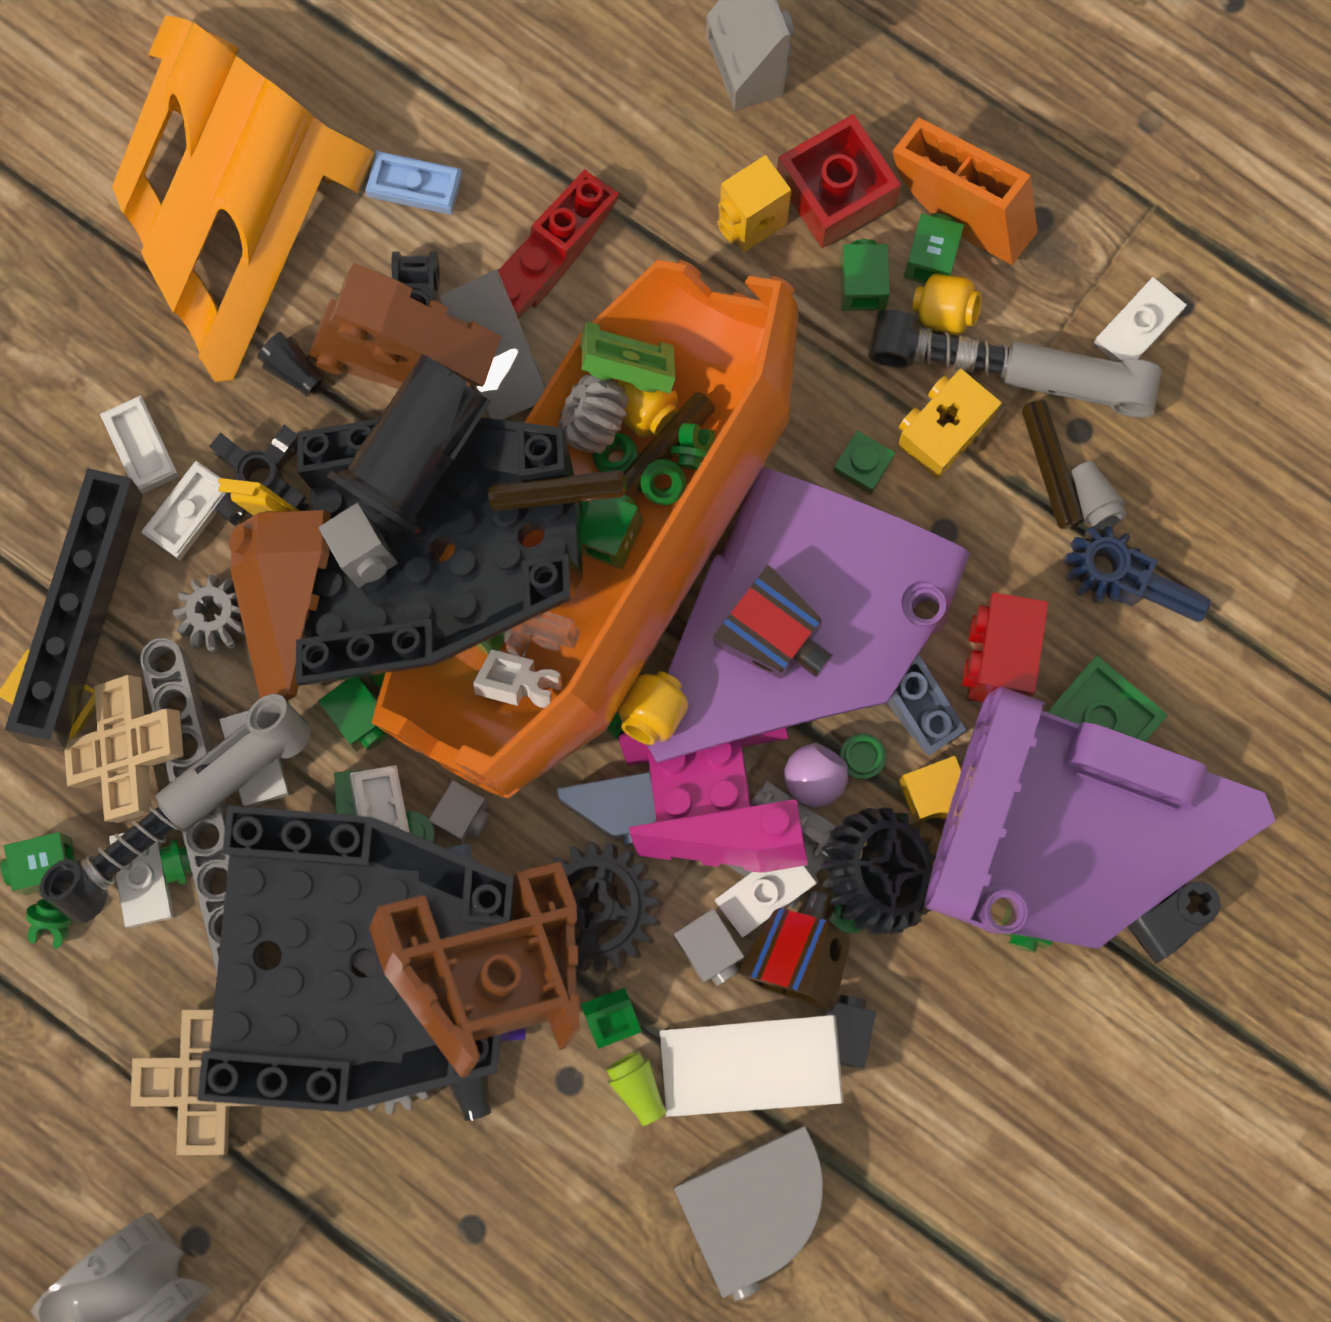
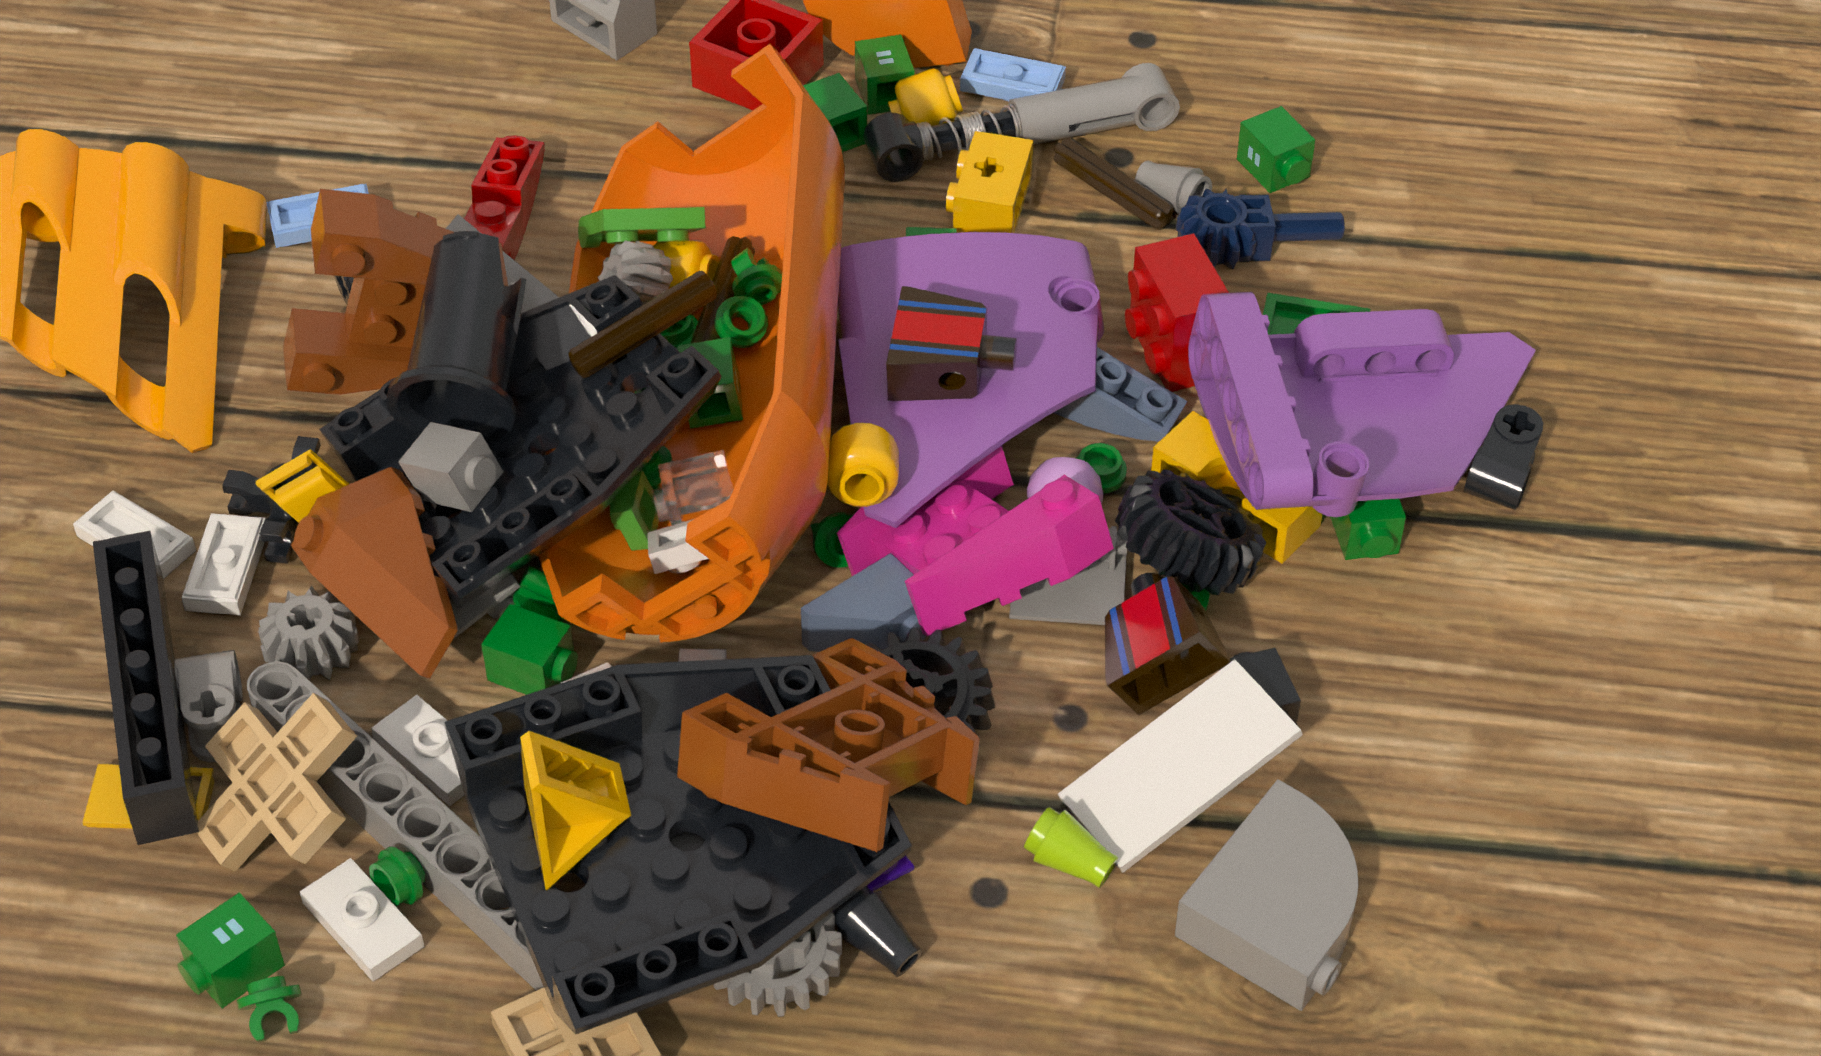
camera: 30 degrees left, 30 degrees down
(122, 629) = (208, 695): none -> light grey piece
(270, 732) = (297, 918): piece -> none
(284, 914) = (571, 801): none -> yellow slope
(289, 363) = (269, 399): black cone -> none
(611, 1018) = (1000, 797): green plate -> none
(710, 948) = (1059, 687): light grey brick -> none
(753, 204) = (689, 88): yellow brick -> none
(759, 894) = (1078, 616): white plate -> none
(1038, 306) = (1009, 76): none -> light blue plate
(1140, 322) = (1116, 51): white plate -> none
(1204, 503) = (1275, 149): none -> green brick

